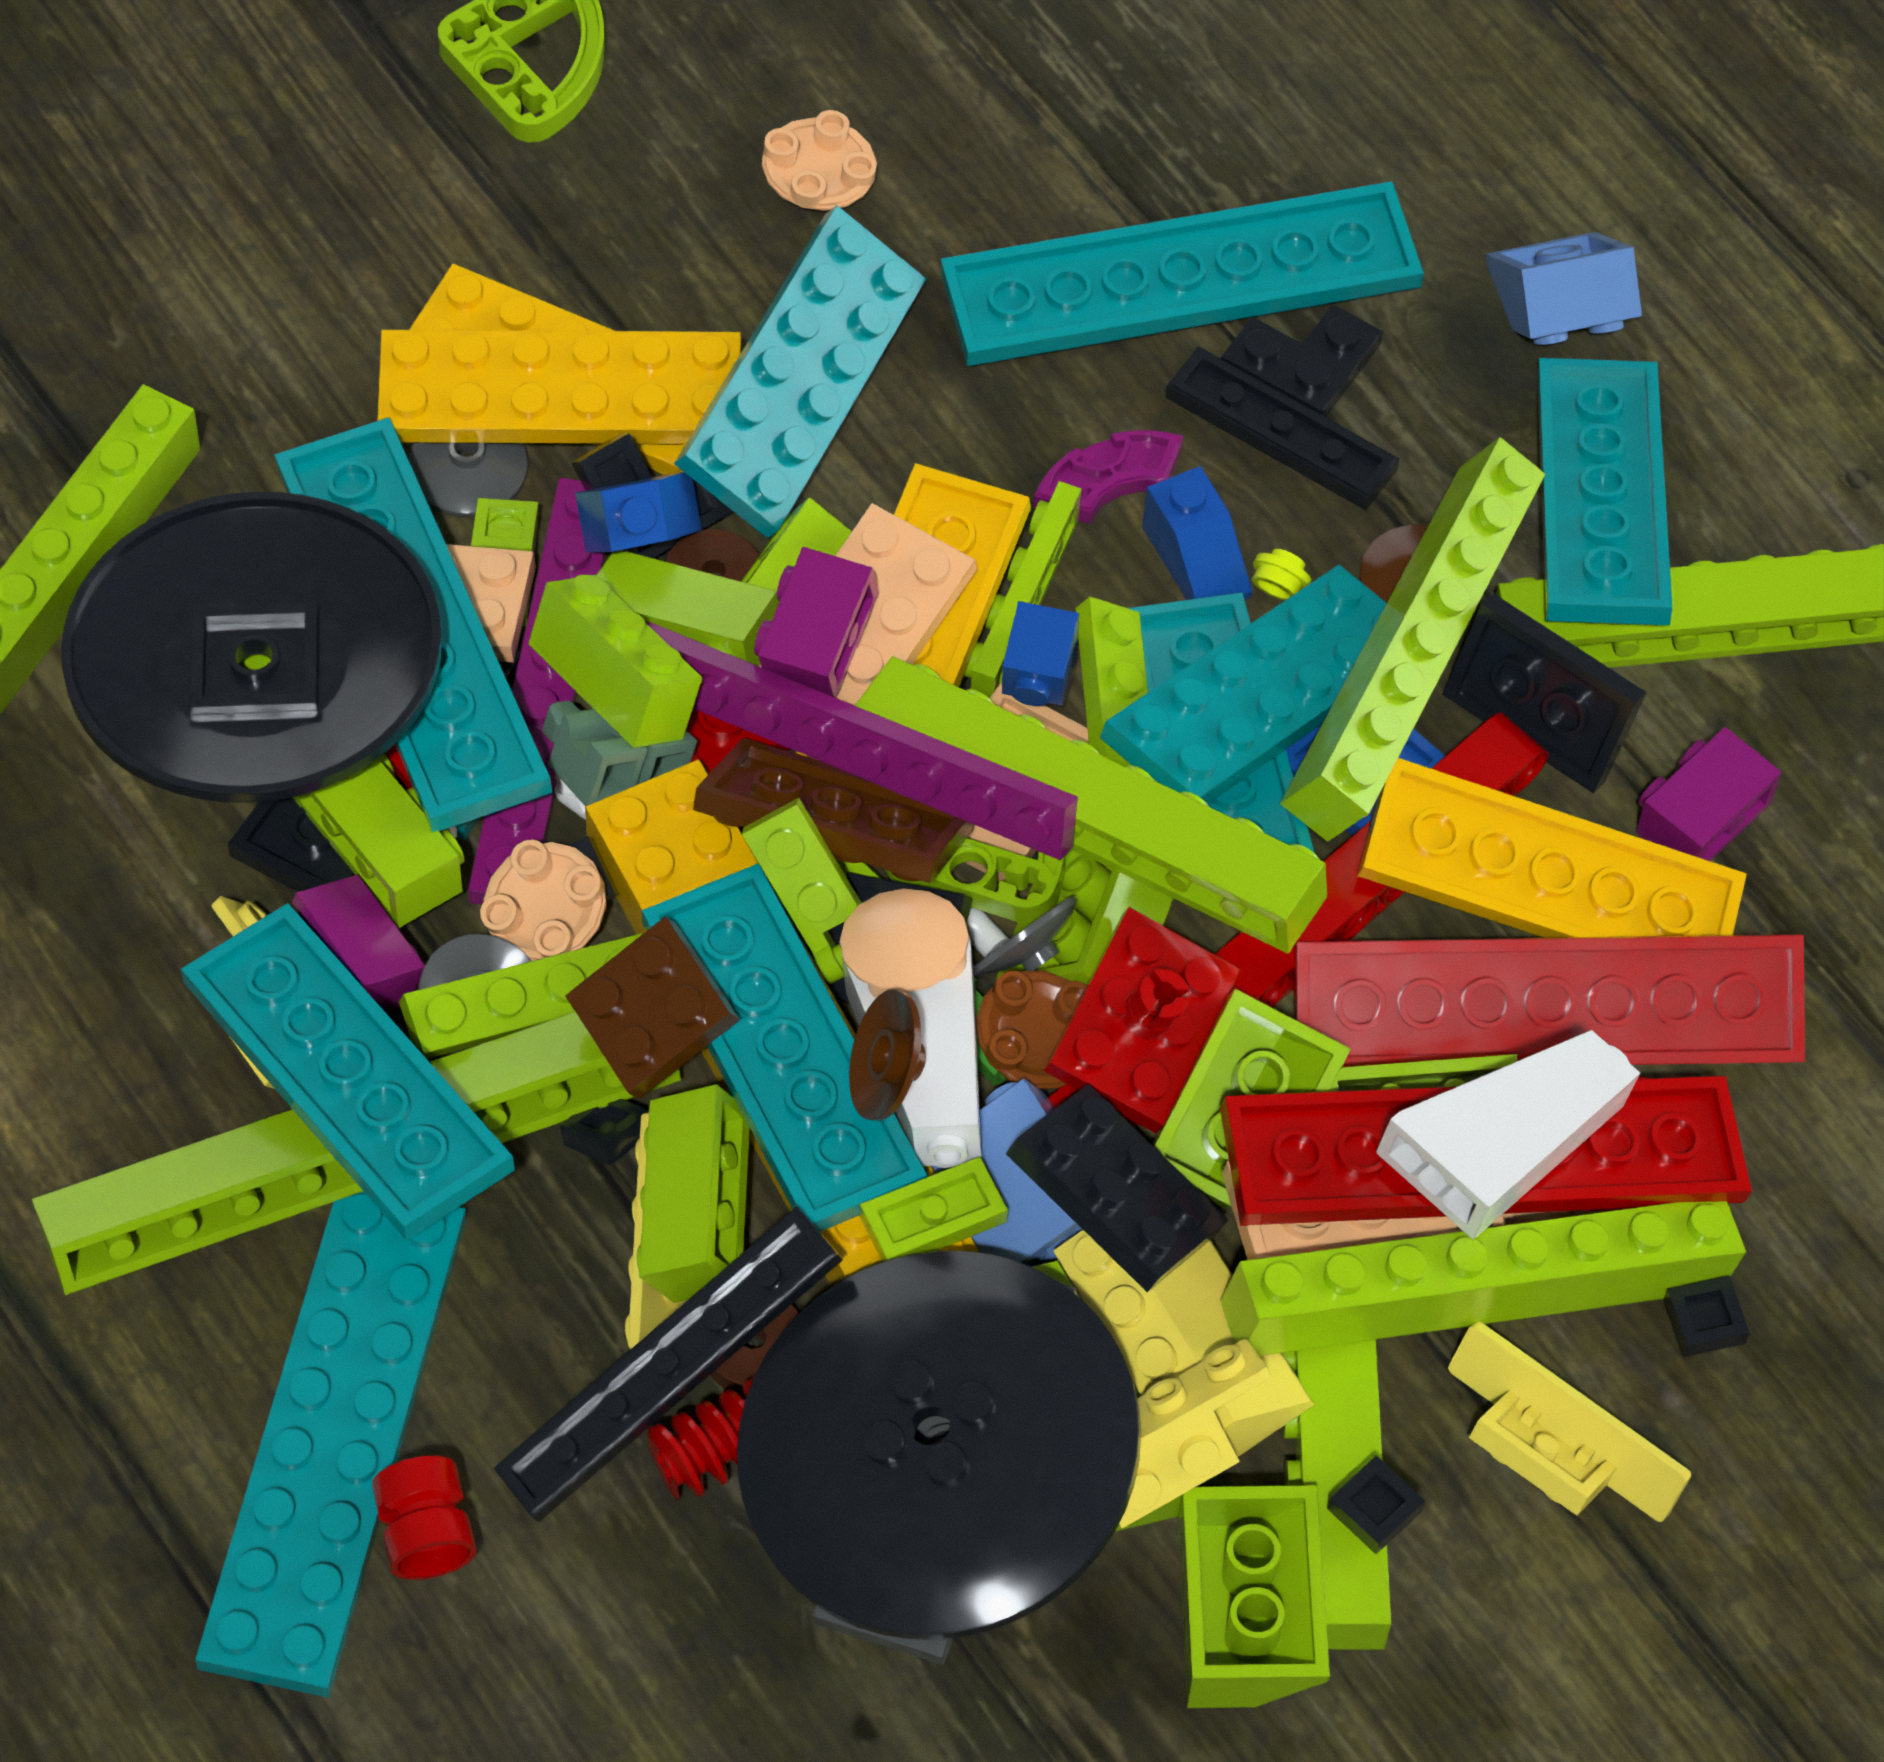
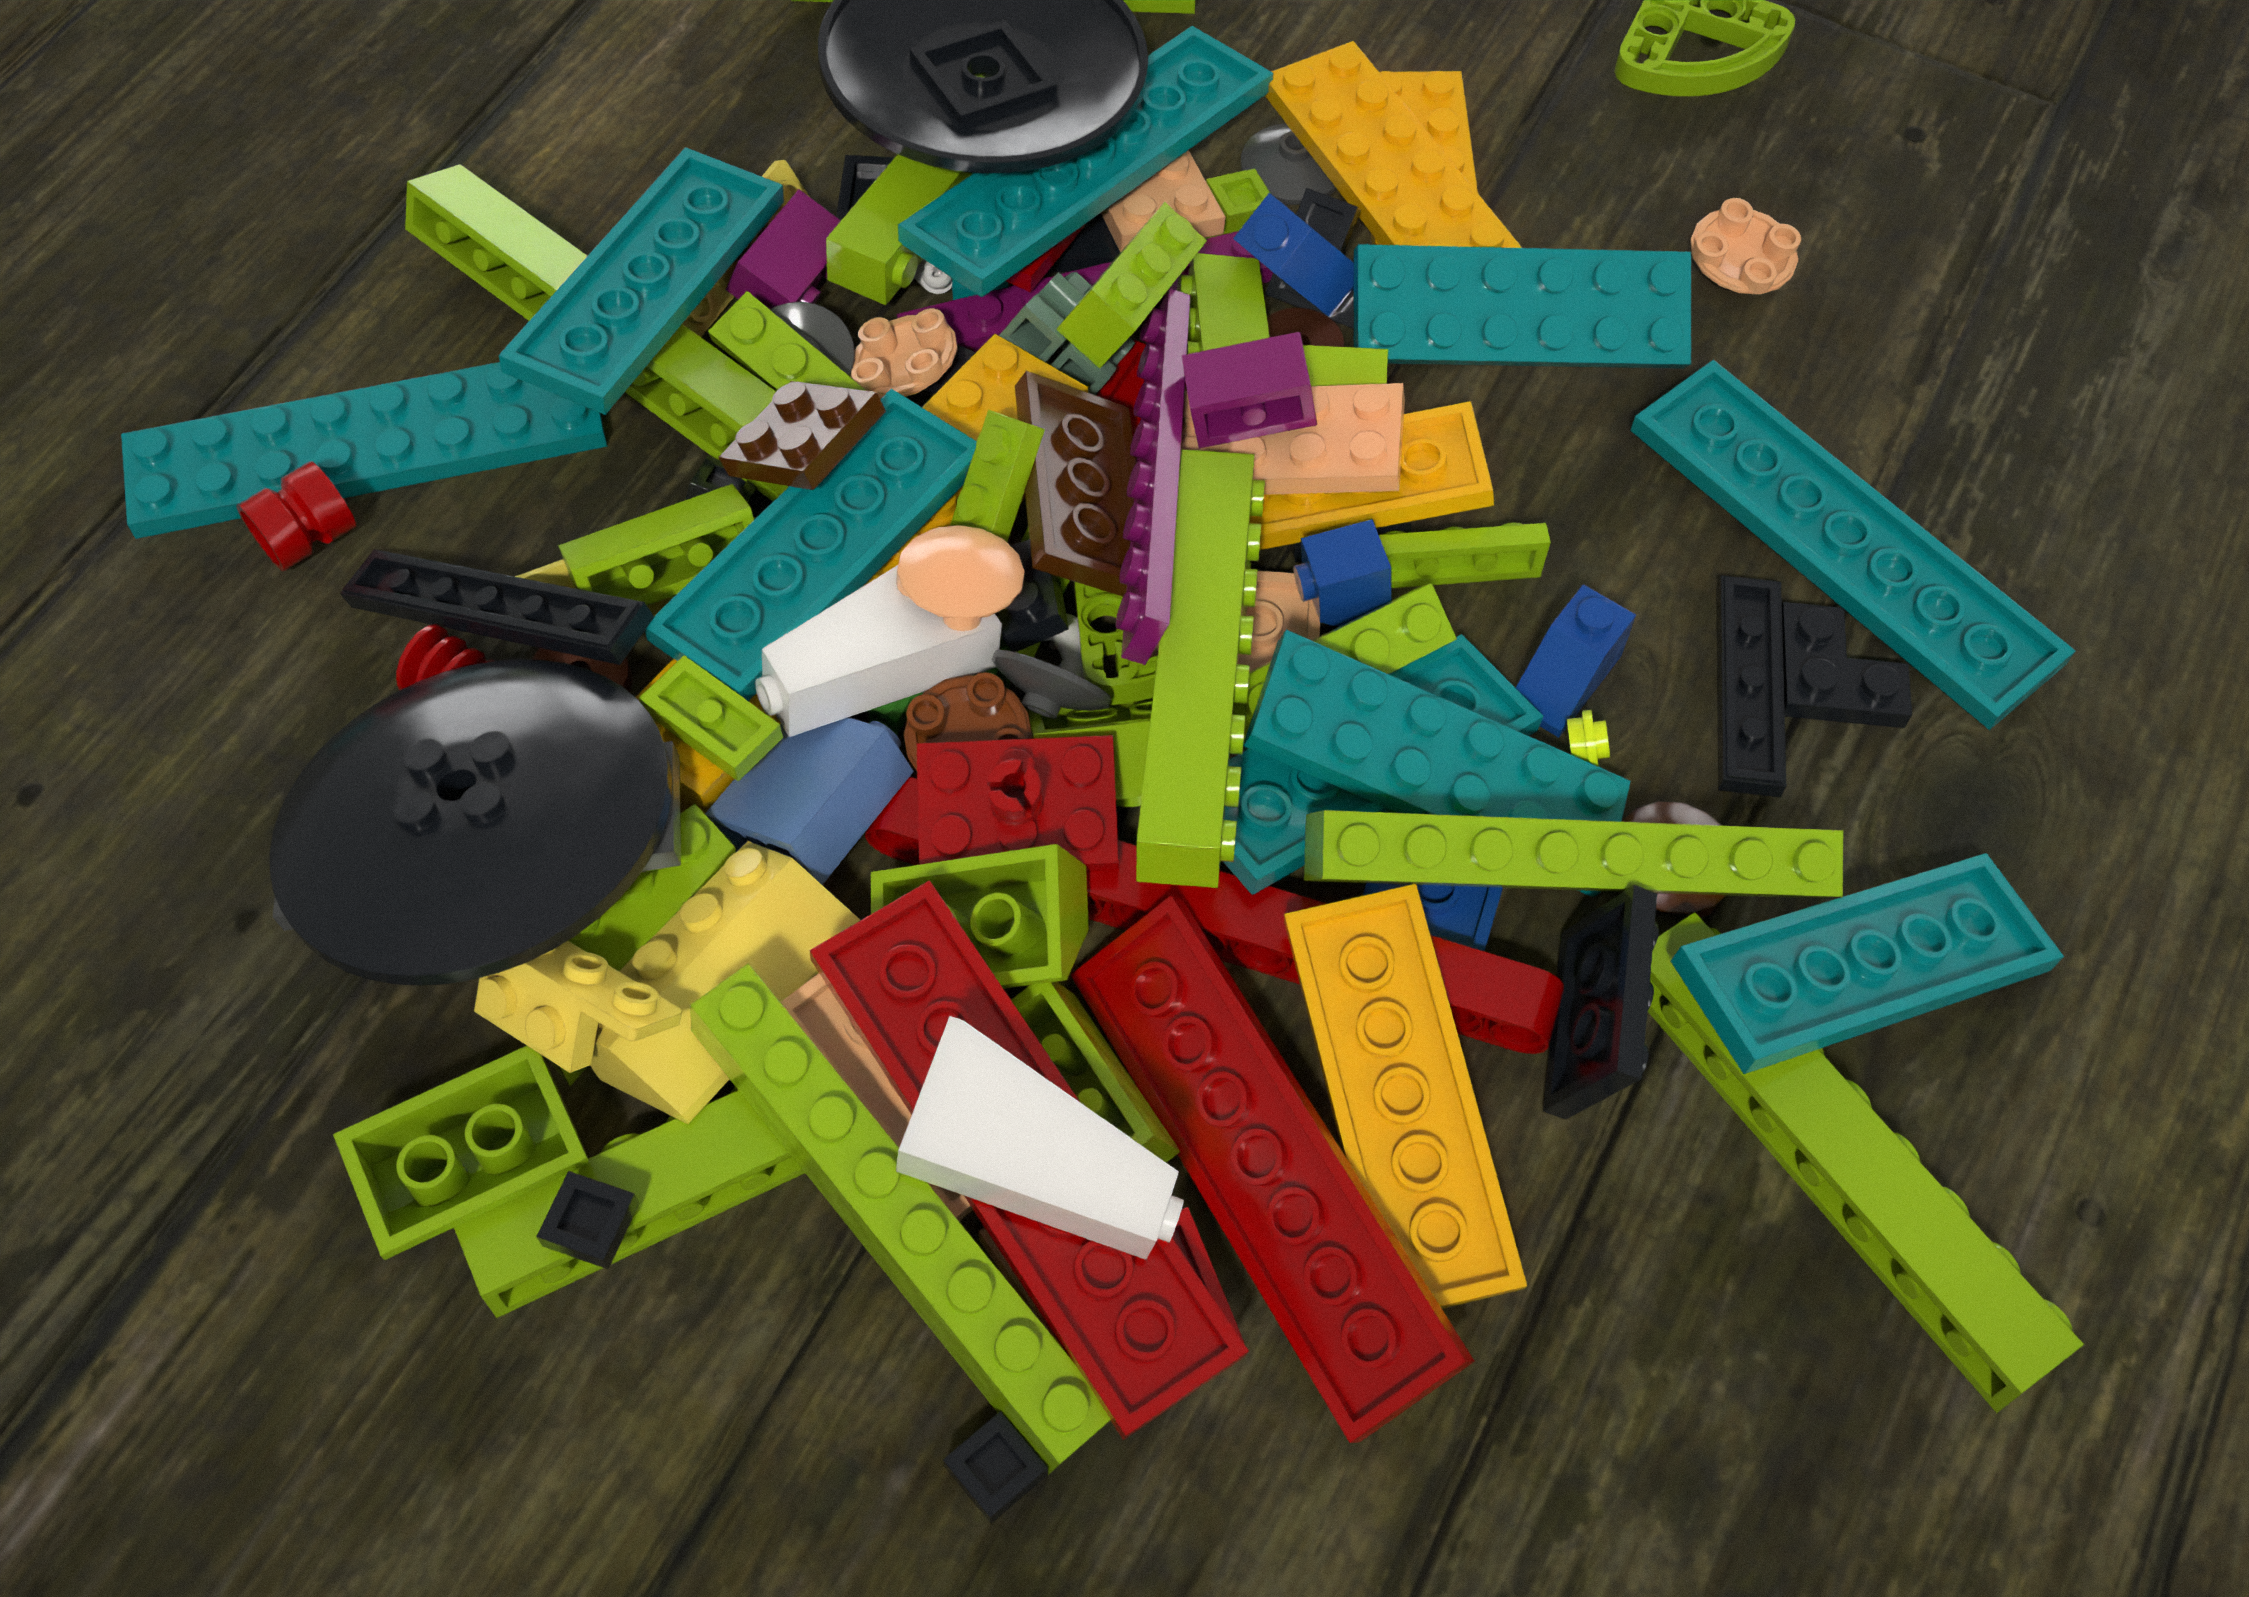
camera: 65 degrees right, 0 degrees up
(886, 1055) = (816, 598): reddish brown dish -> none
(1113, 468) = (1585, 558): magenta tile -> none
(1117, 1187) = (808, 845): black plate -> none
(1558, 1433) = (774, 1375): light yellow bracket -> none
(1567, 286) = (2082, 843): medium blue slope -> none
(1709, 798) = (1595, 1215): magenta brick -> none

